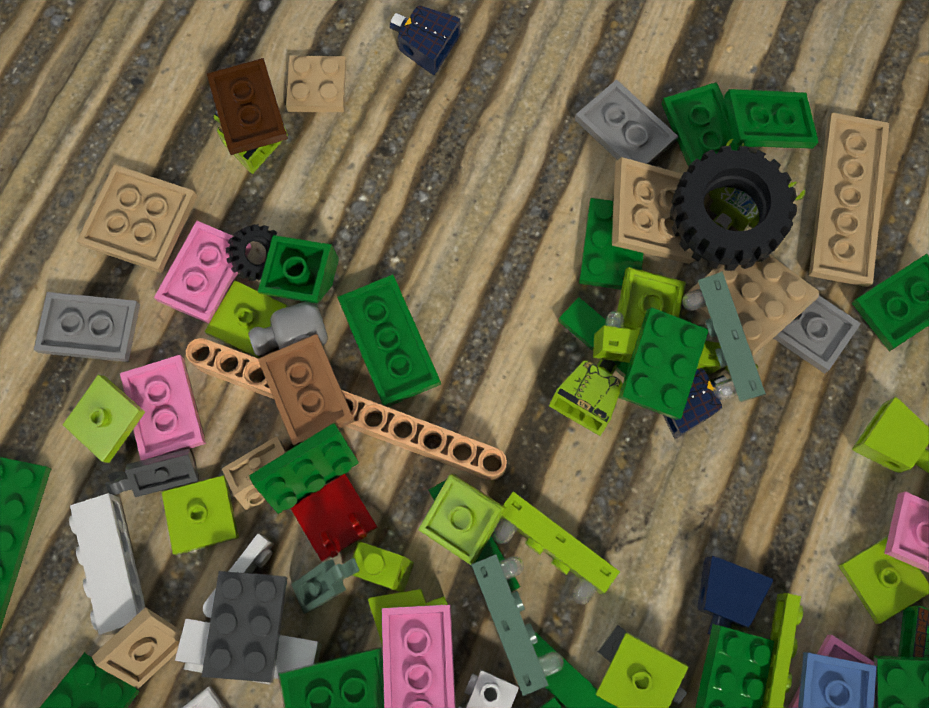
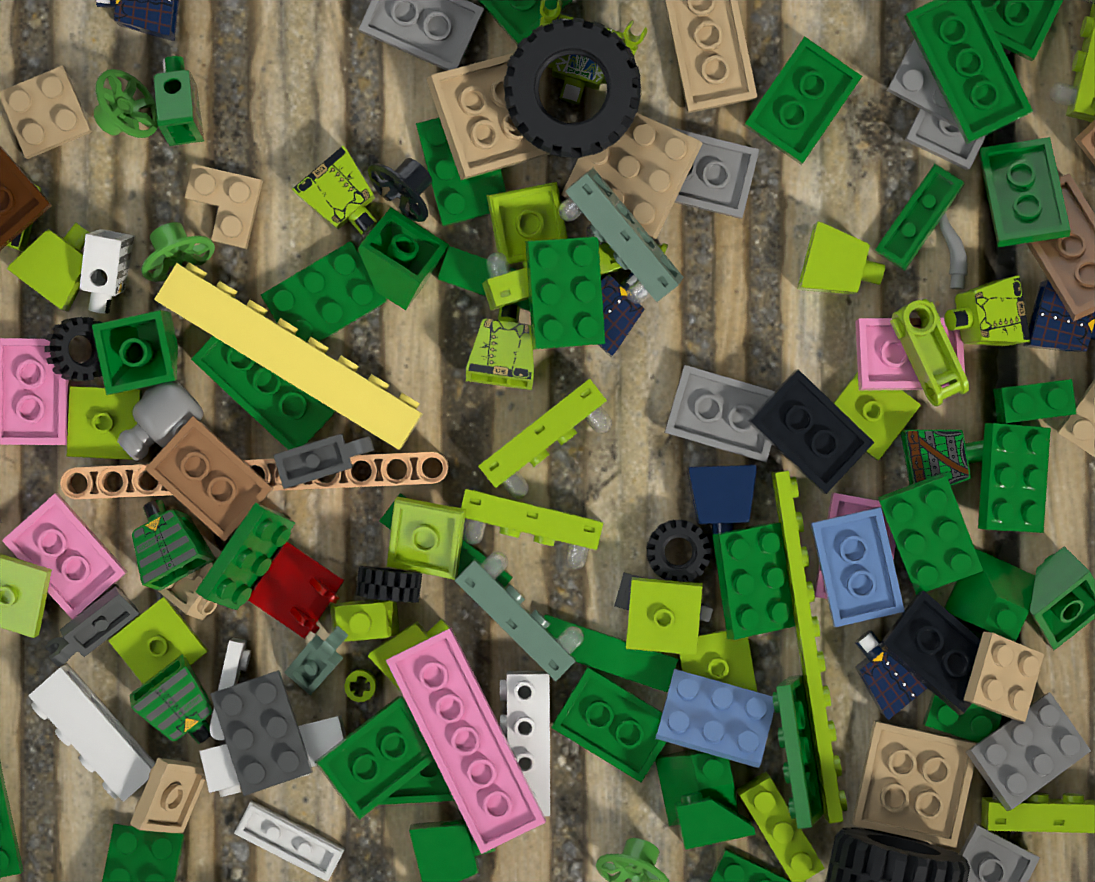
camera: 25 degrees left, 15 degrees up
(187, 568) = (174, 702): none -> green torso
(246, 434) = (168, 546): none -> green torso
(269, 187) = (53, 265): none -> lime torso
(305, 200) = (112, 254): none -> white torso
(352, 635) = (353, 677): none -> lime bush
(363, 211) = (174, 247): none -> bright green wheel
(371, 98) = (119, 110): none -> bright green wheel
(403, 412) = (319, 459): none -> dark grey plate
(413, 544) = (388, 584): none -> black tyre
(416, 100) = (178, 103): none -> green torso
(418, 326) = (289, 356): none -> light yellow brick
(426, 195) = (235, 197): none -> tan plate
(462, 297) = (325, 295): none -> green plate
(509, 221) = (338, 192): none -> lime torso
(536, 290) = (400, 257): none -> green slope
(564, 236) = (405, 183): none -> black wheel
(596, 474) = (552, 426): none -> lime piece
(693, 621) = (700, 551): none -> black tyre
(757, 525) = (717, 413): none -> light grey plate
(832, 571) = (811, 431): none -> black plate

